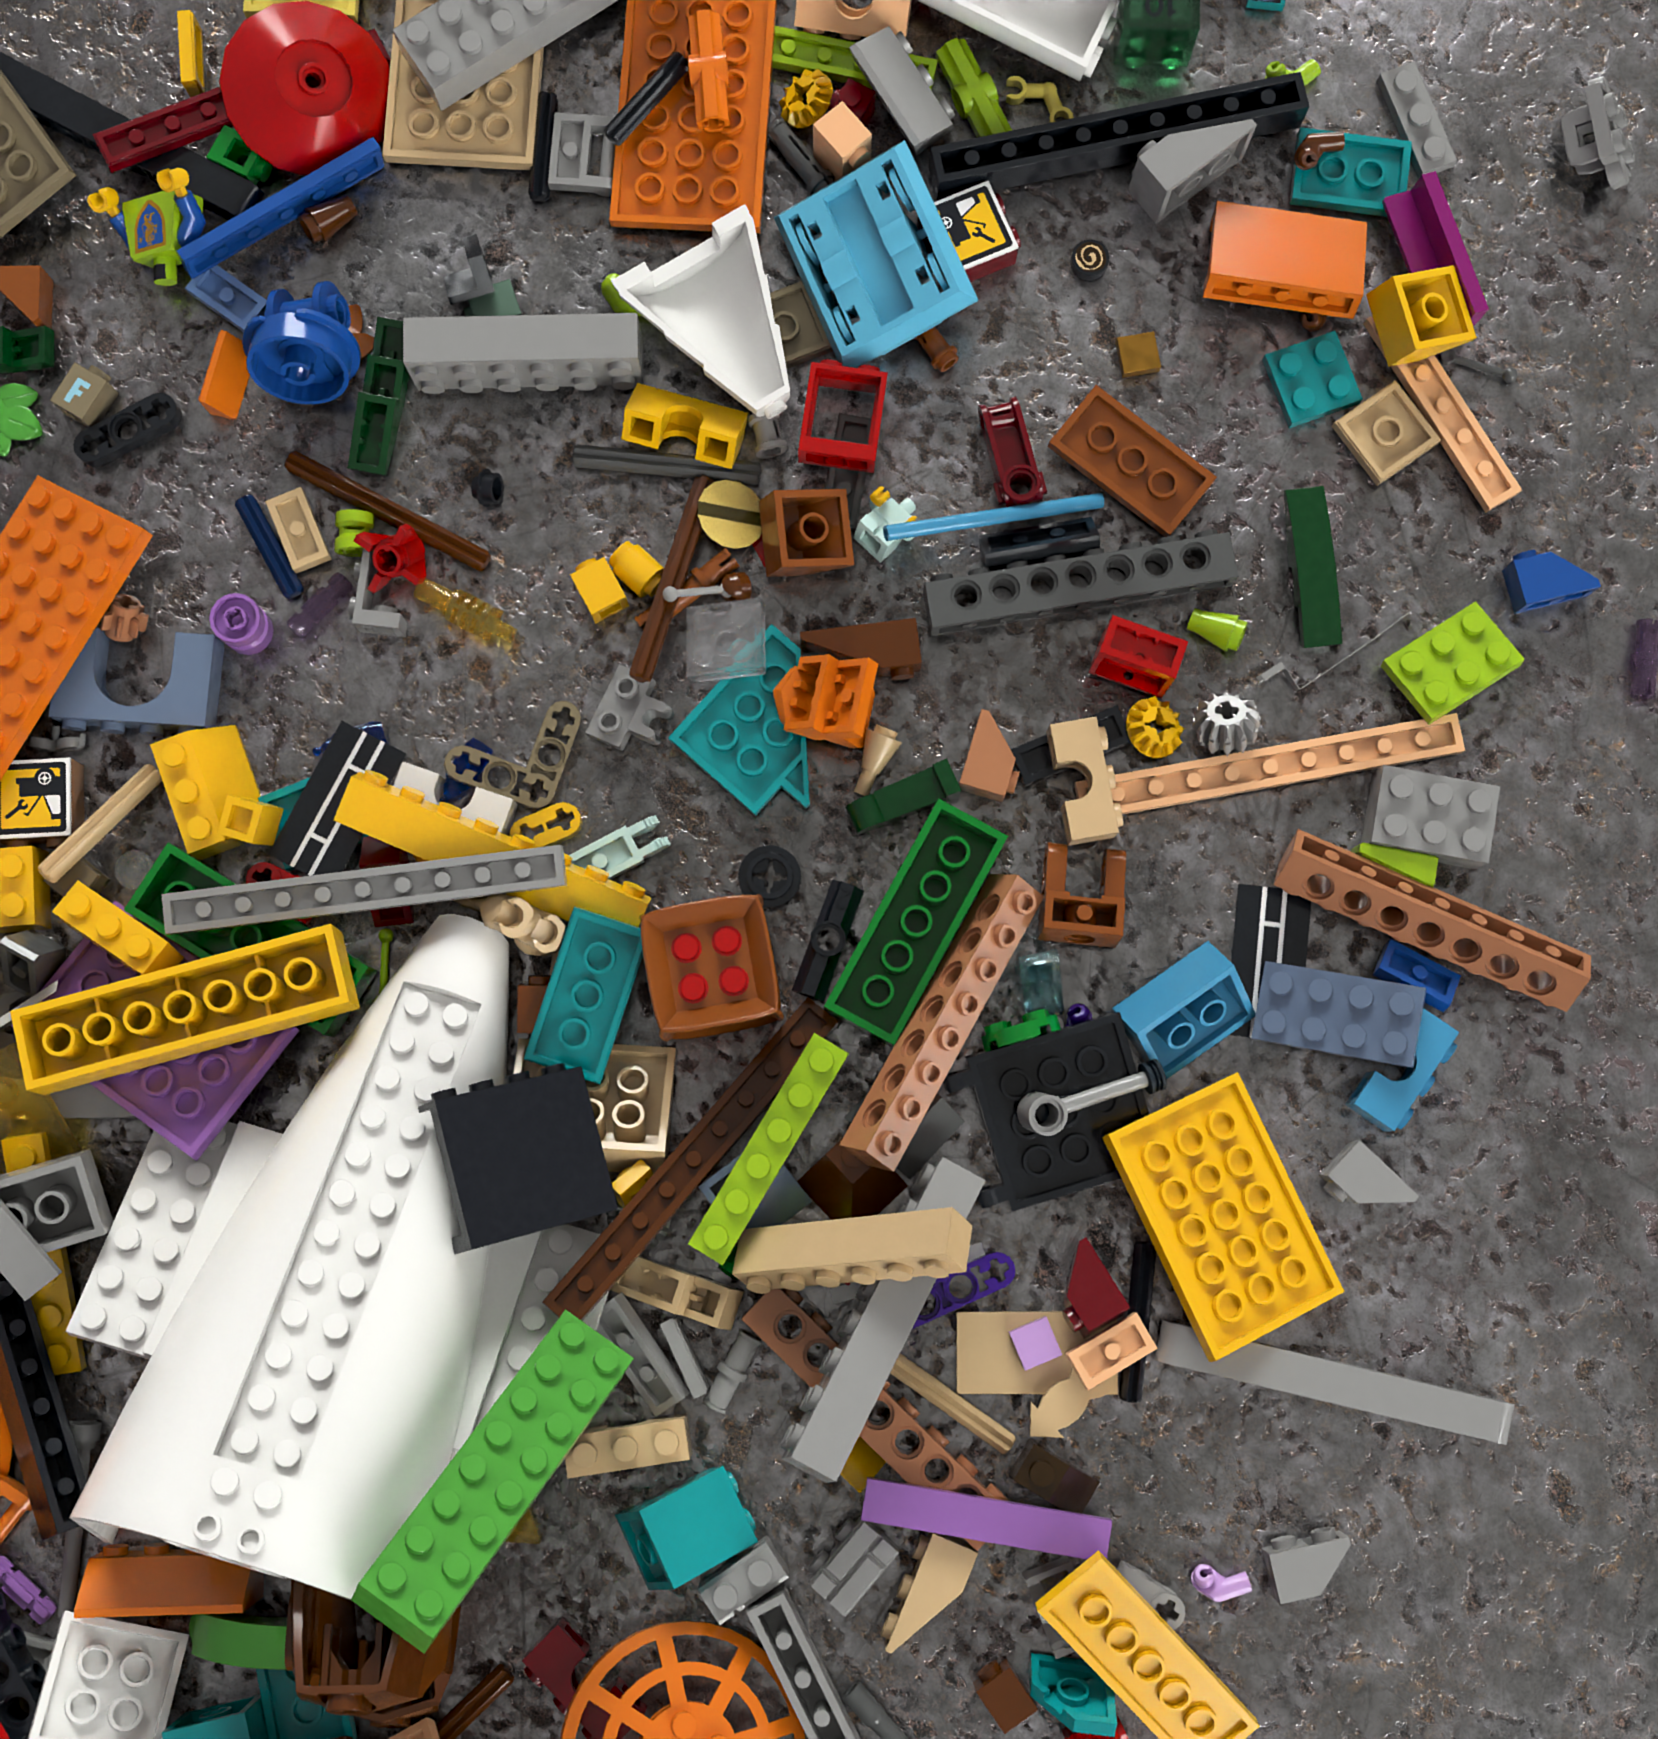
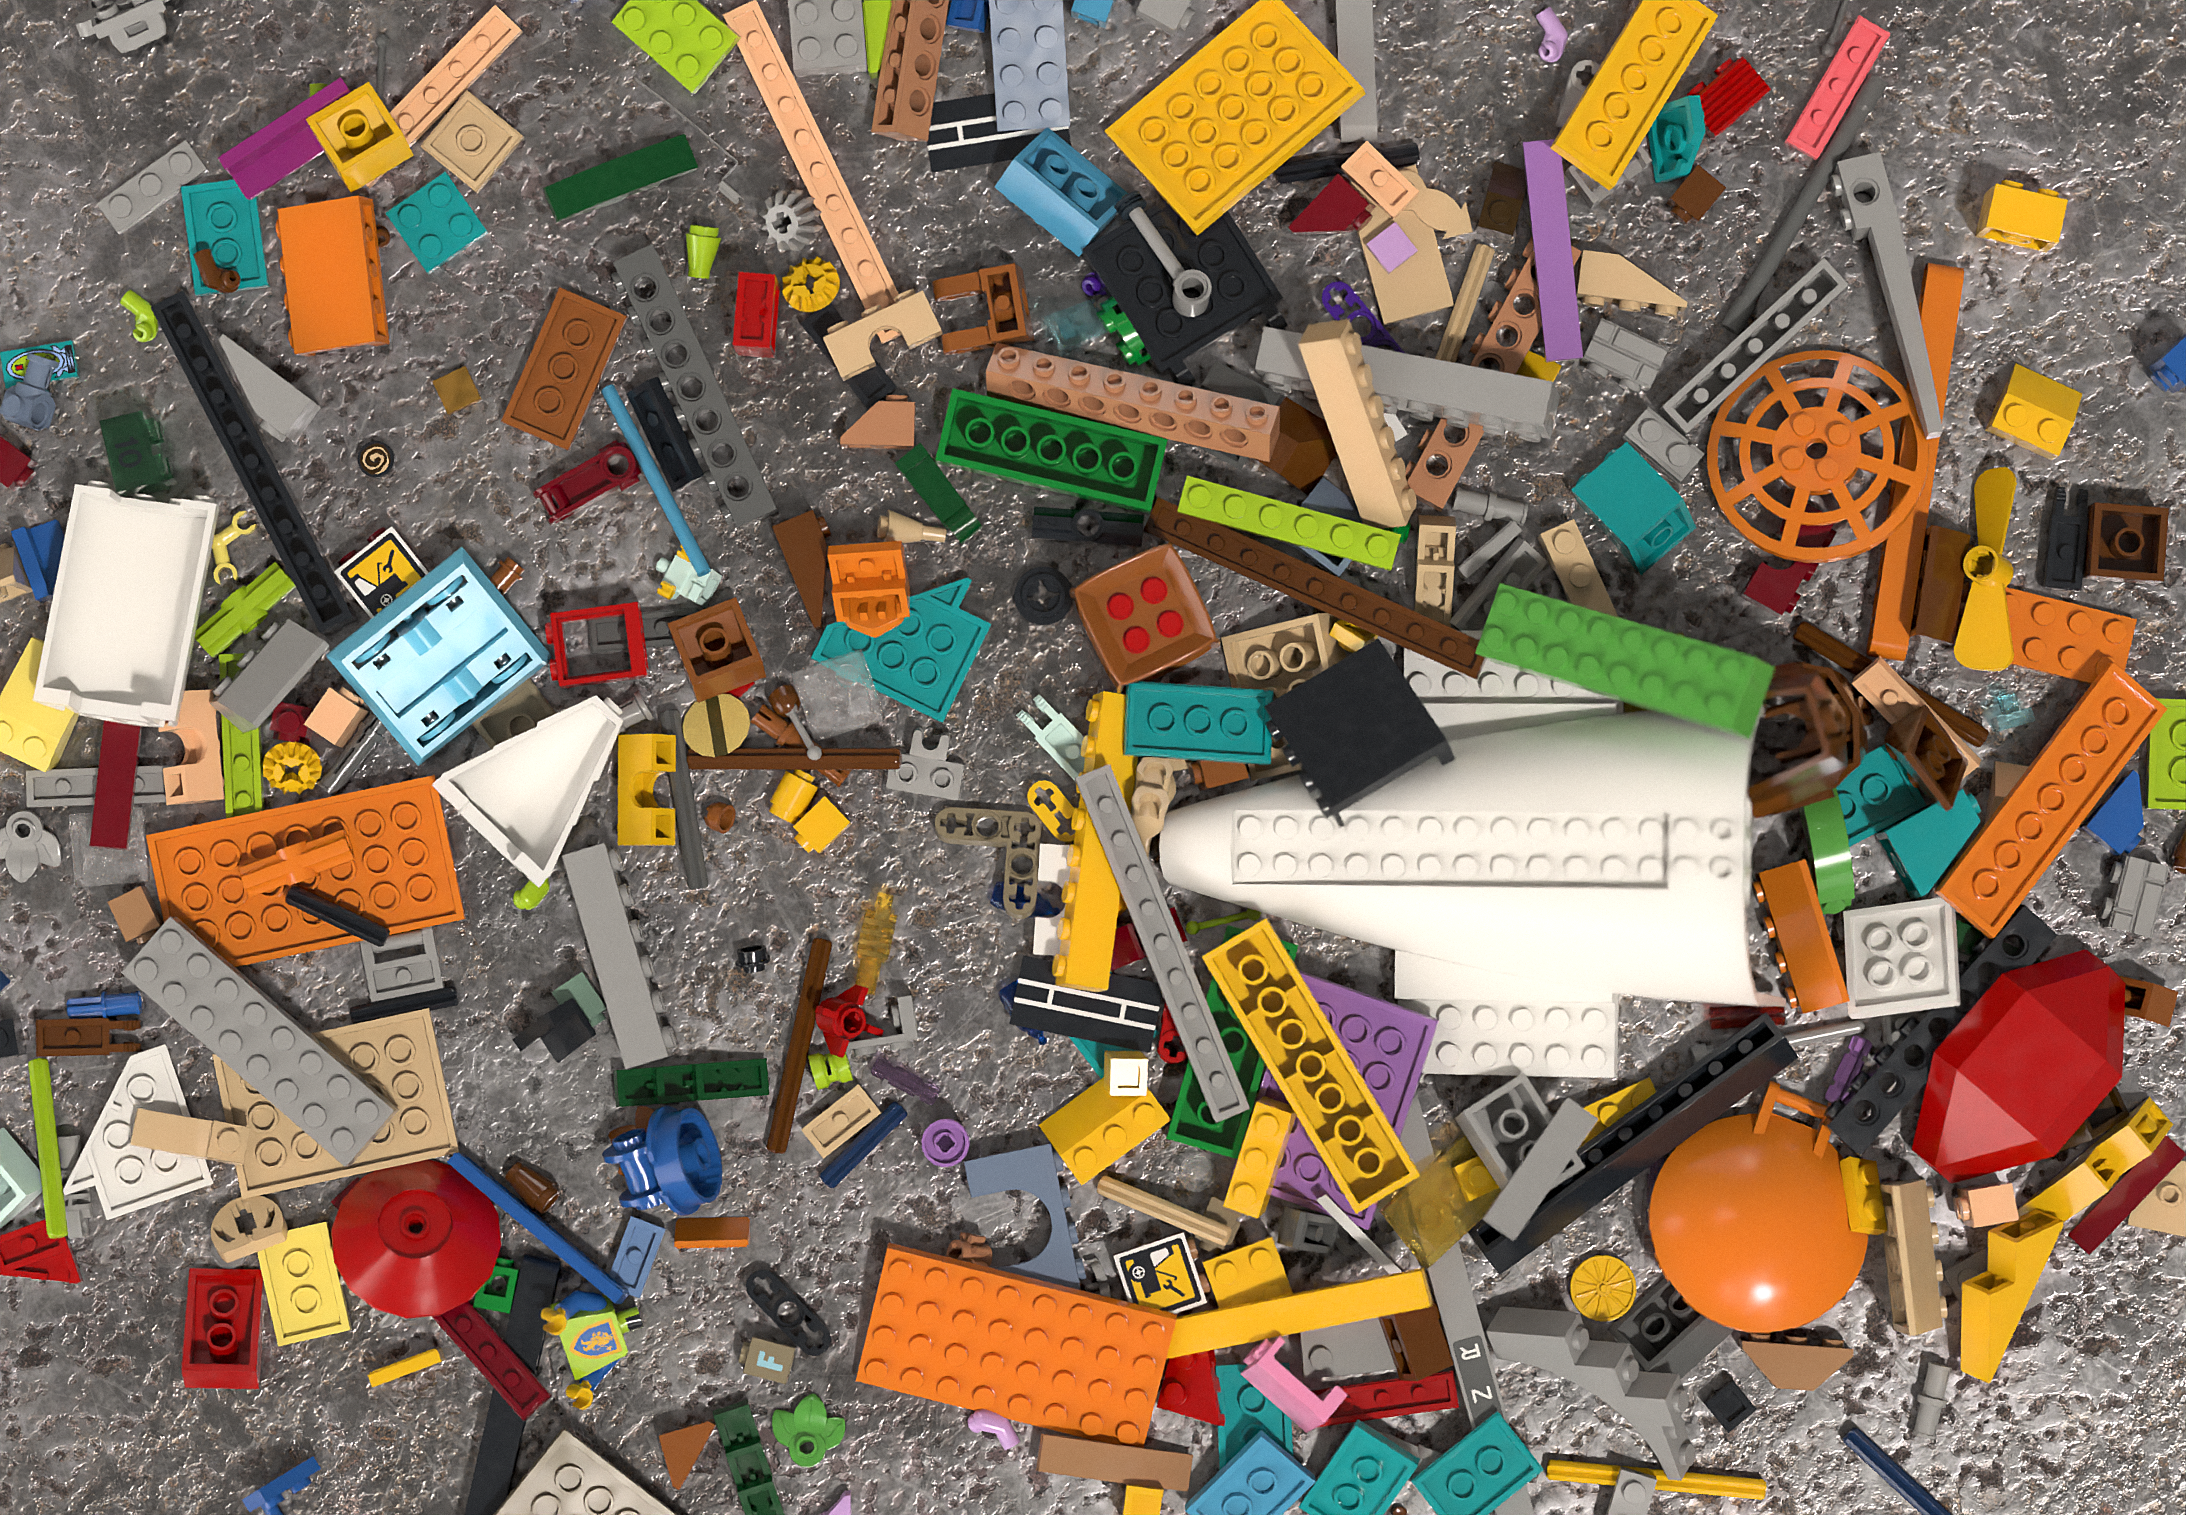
camera: 105 degrees left, 5 degrees up
(634, 488) = (720, 817): none -> dark orange hinge

